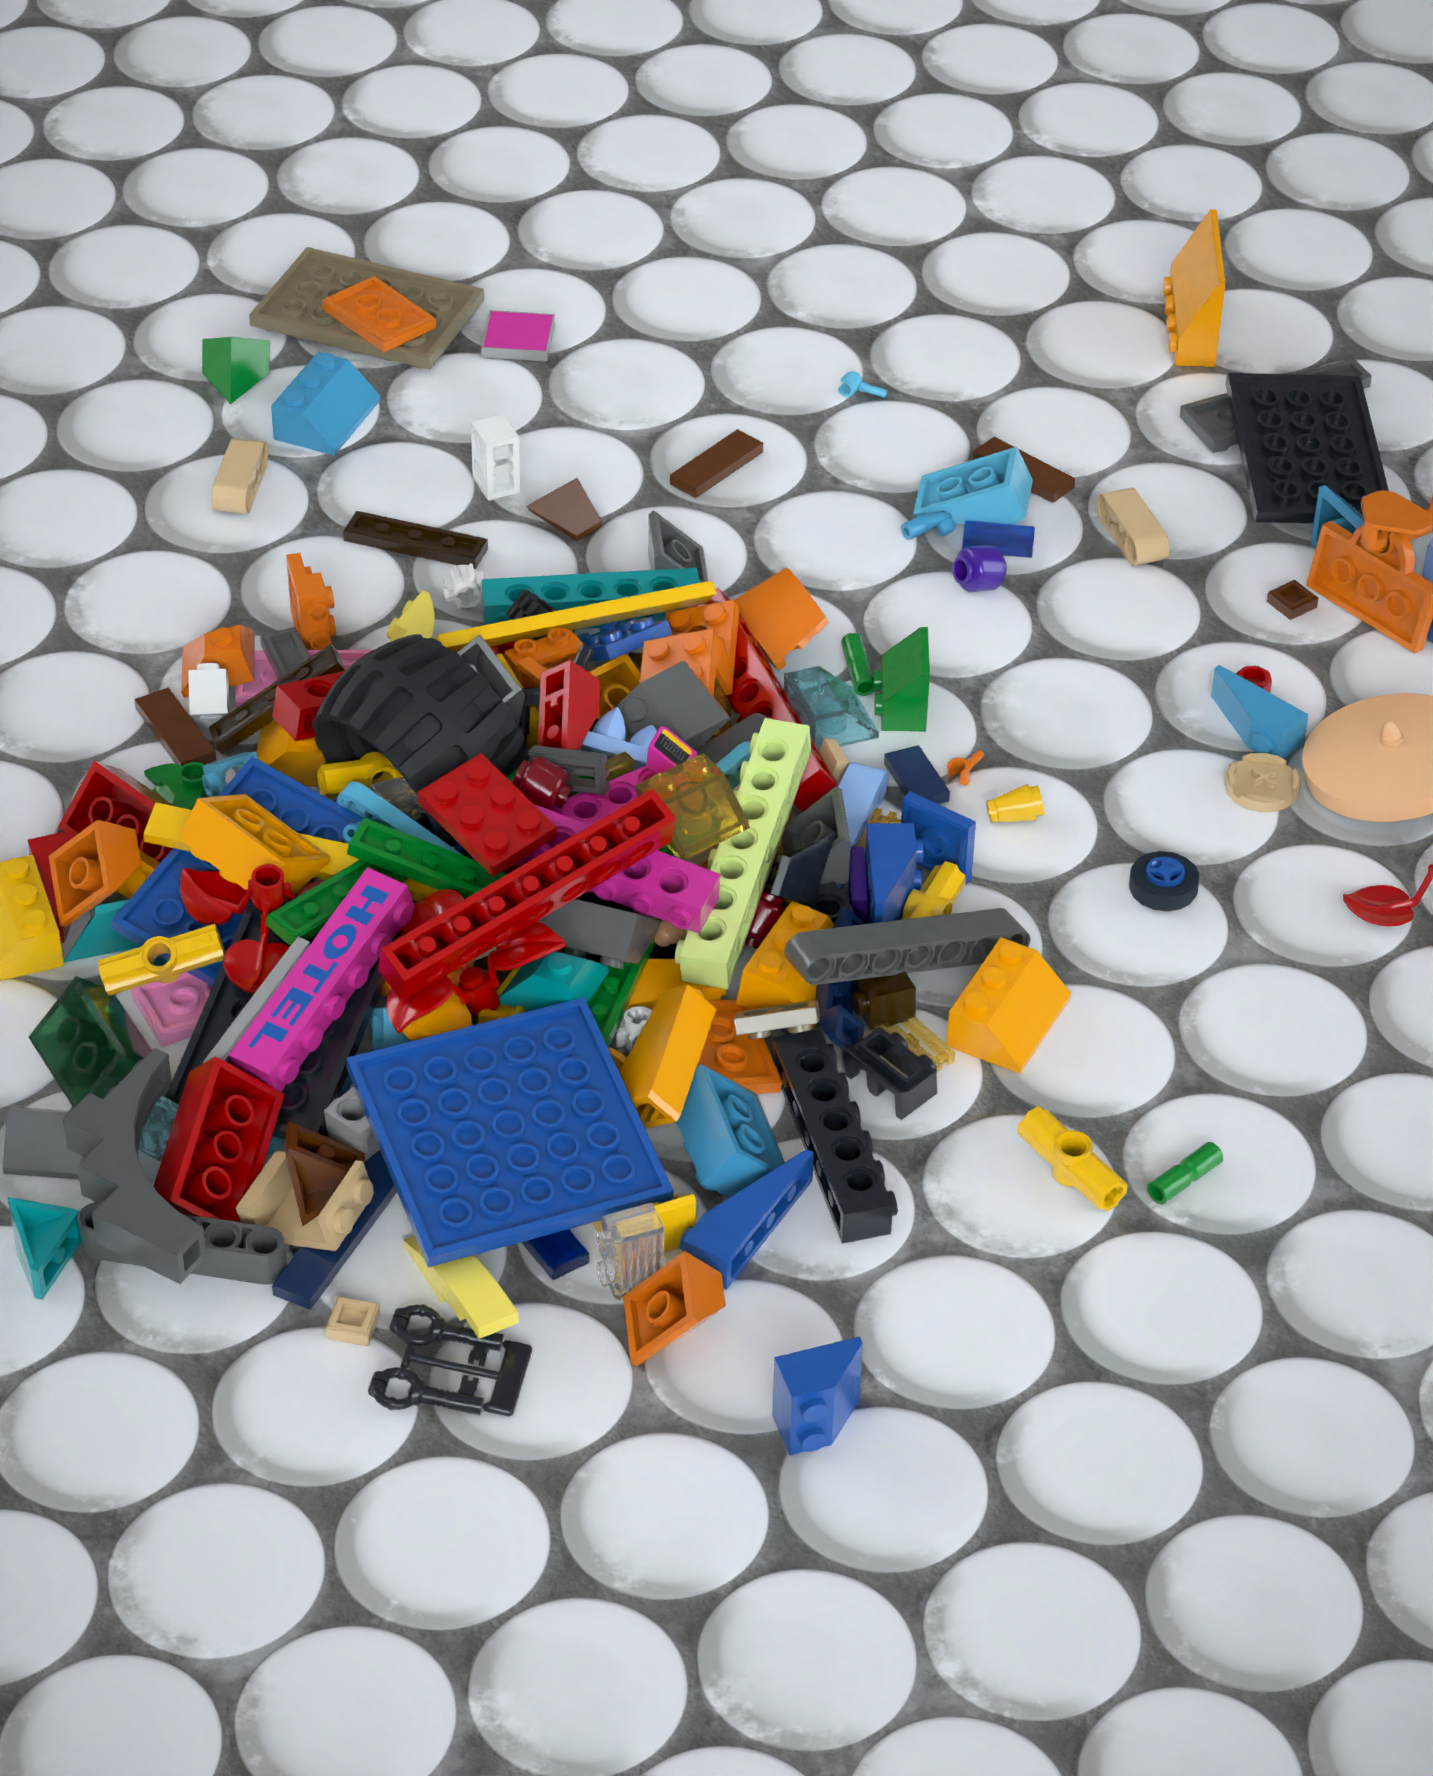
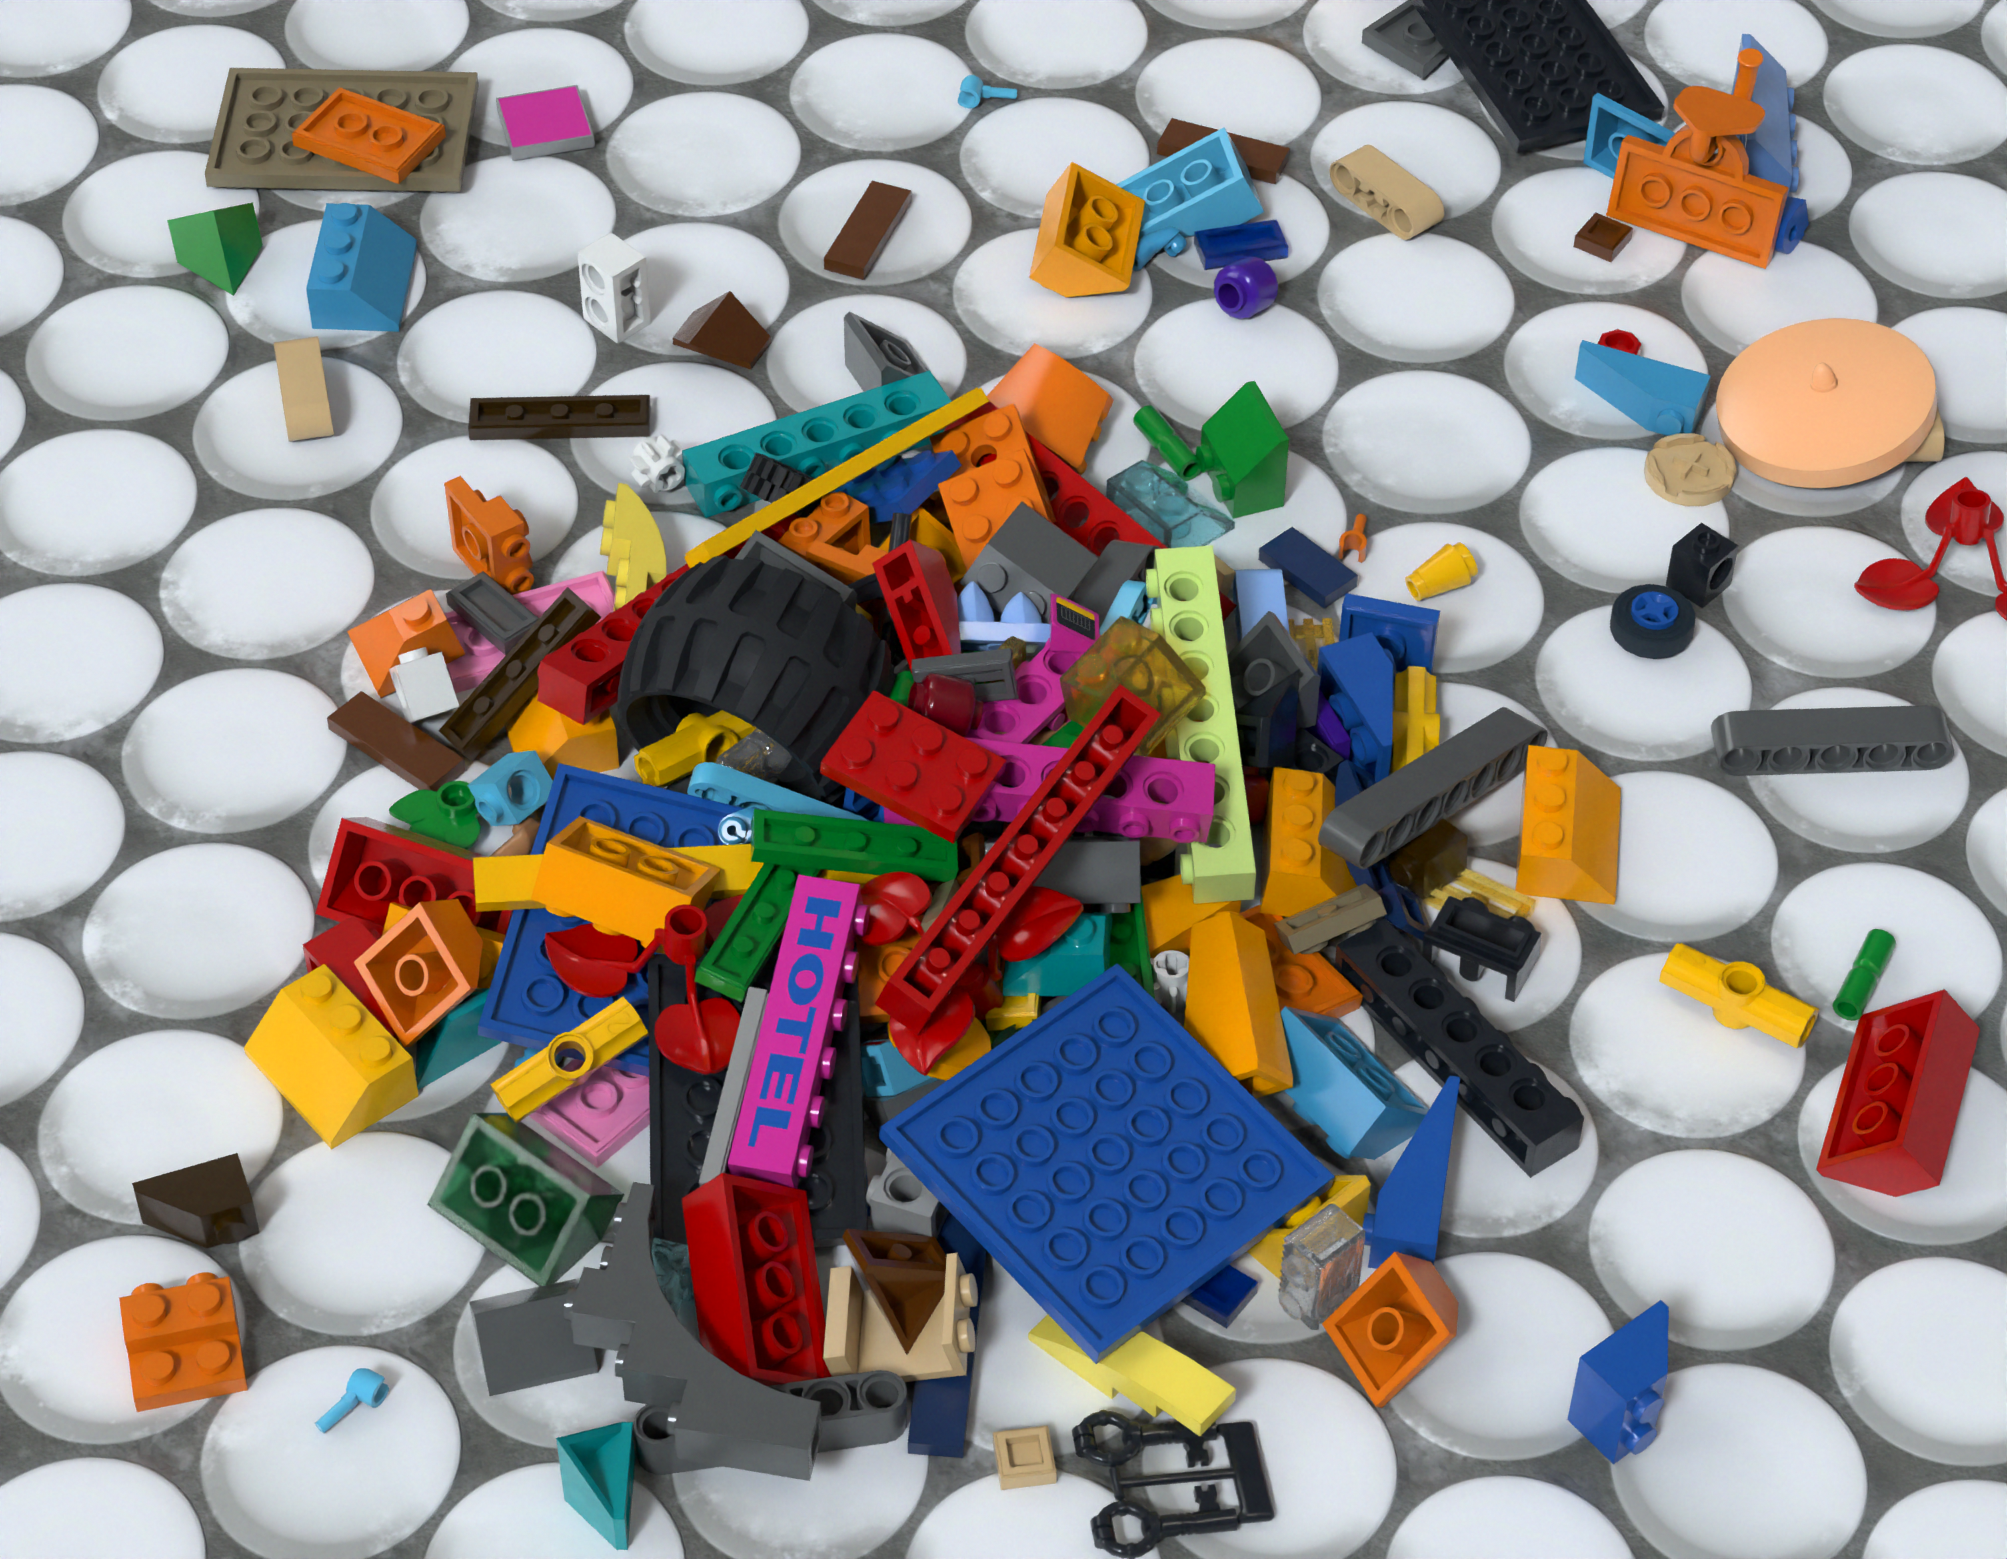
camera: 20 degrees left, 5 degrees up
(876, 503) = (1086, 235): none -> light orange slope
(1161, 1264) = (1900, 1096): none -> red slope
(1224, 850) = (1701, 565): none -> black brick
(1257, 1001) = (1832, 740): none -> dark grey beam

